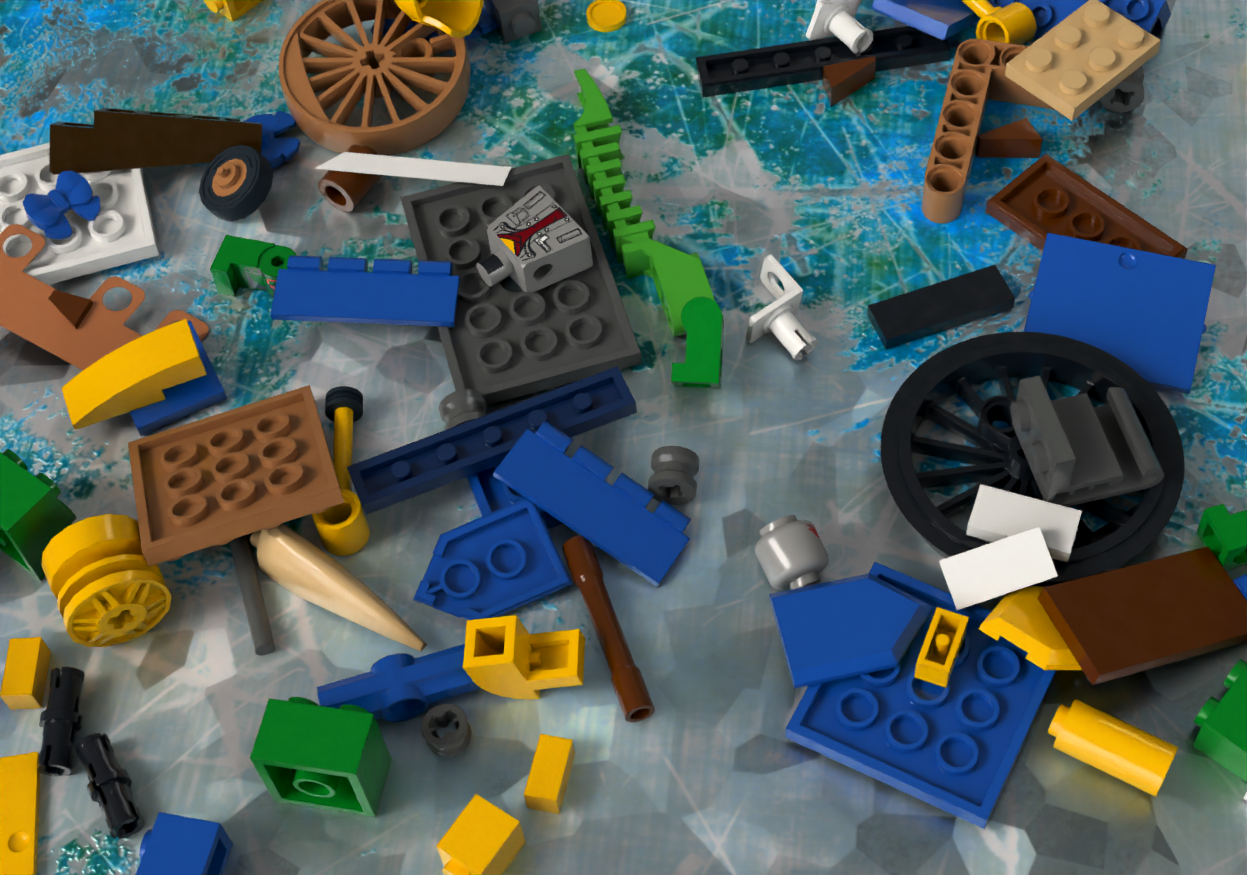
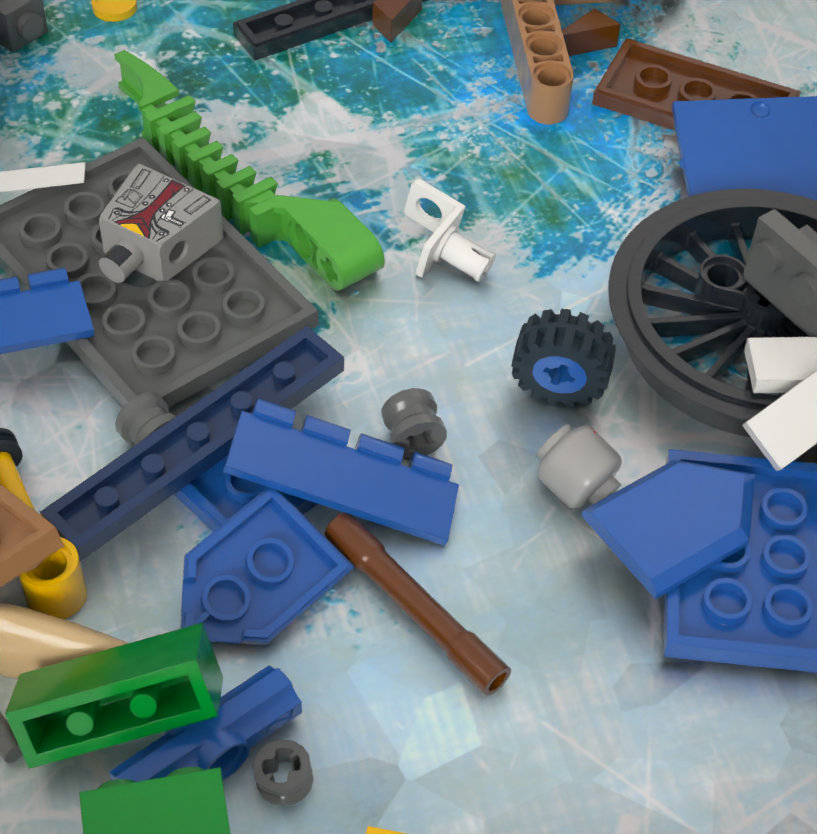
camera: 30 degrees left, 5 degrees down
(340, 631) = (115, 696): none -> green brick
(518, 664) = (339, 668): yellow brick -> none
(549, 774) = (429, 780): yellow piece -> none
(704, 345) = (387, 286): green leg -> none
(820, 454) = (563, 358): none -> black wheel
(940, 306) = (597, 197): black tile -> none
(941, 647) = (786, 509): yellow piece -> none

